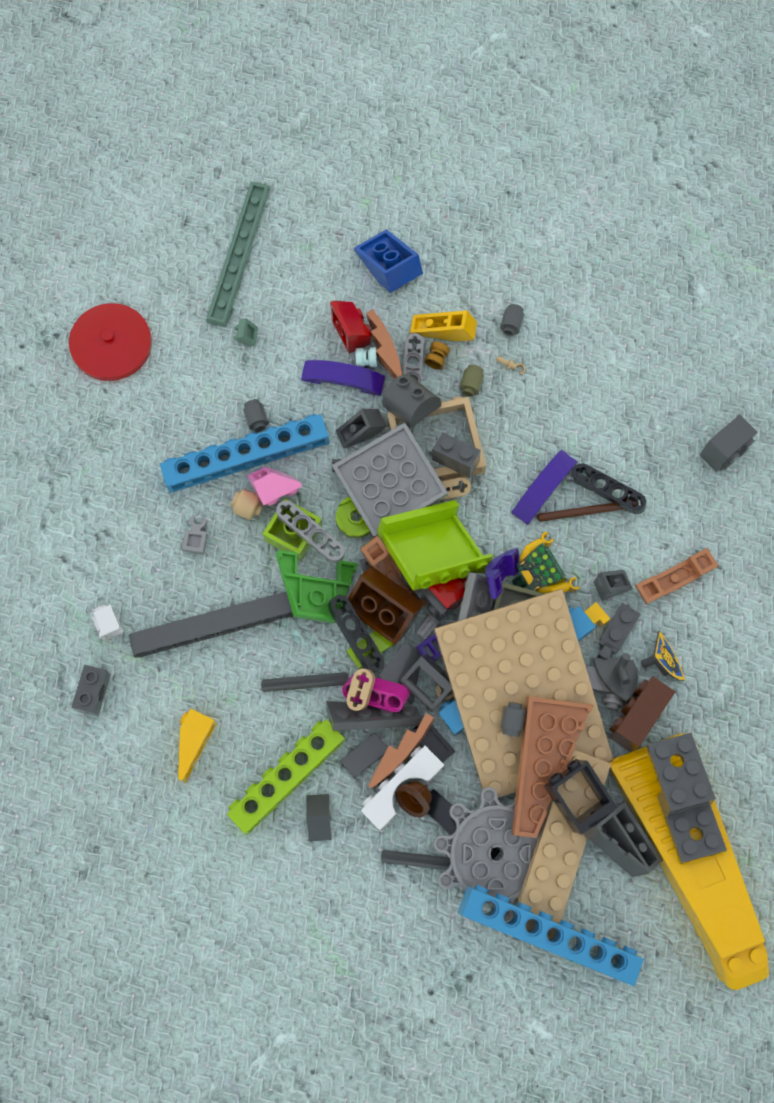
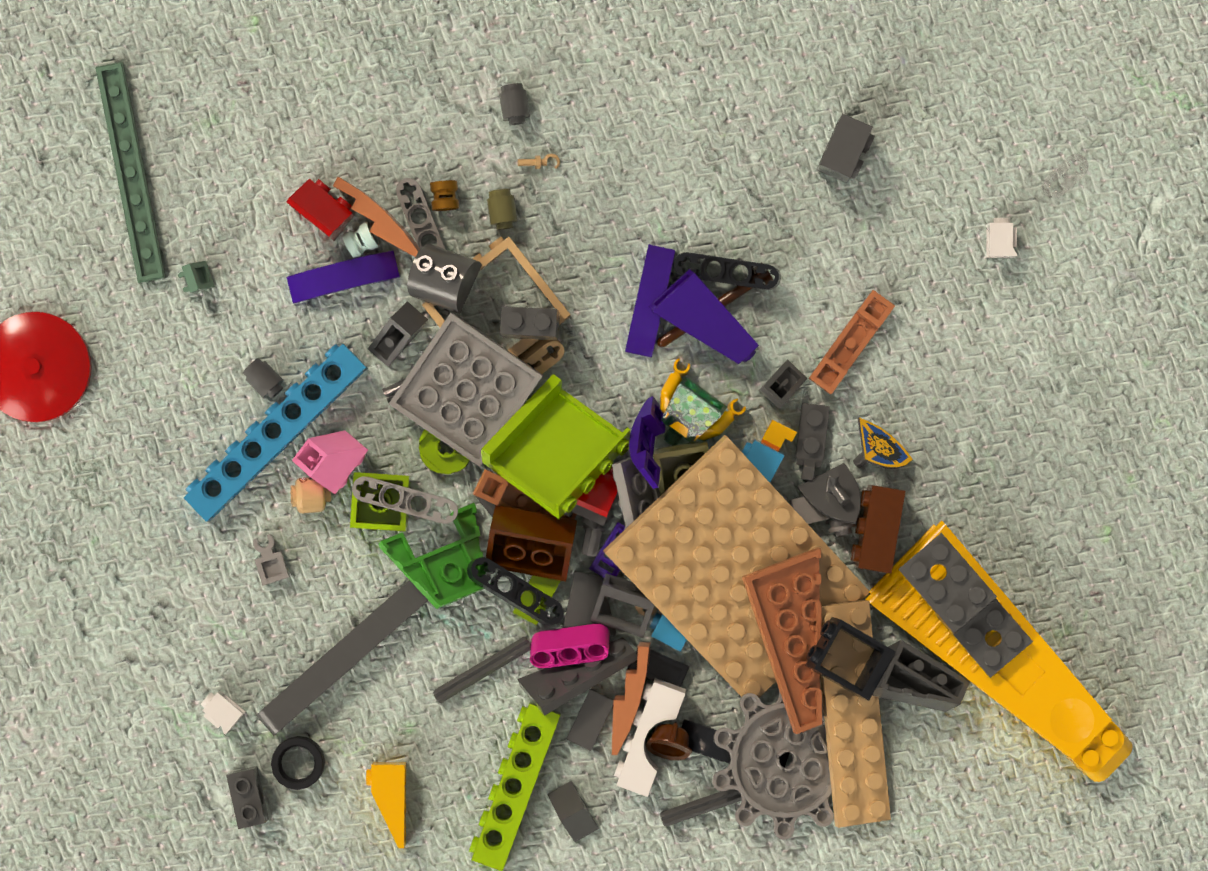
camera: 25 degrees left, 15 degrees up
(126, 674) = (283, 778): none -> black tyre
(355, 688) = (559, 655): tan beam -> none
(389, 260) = (323, 94): blue slope -> none
(445, 325) = (434, 152): yellow slope -> none
(513, 719) = (738, 609): dark grey brick -> none
(580, 511) = (699, 313): none -> dark purple slope
(625, 969) = (978, 817): dark azure brick -> none

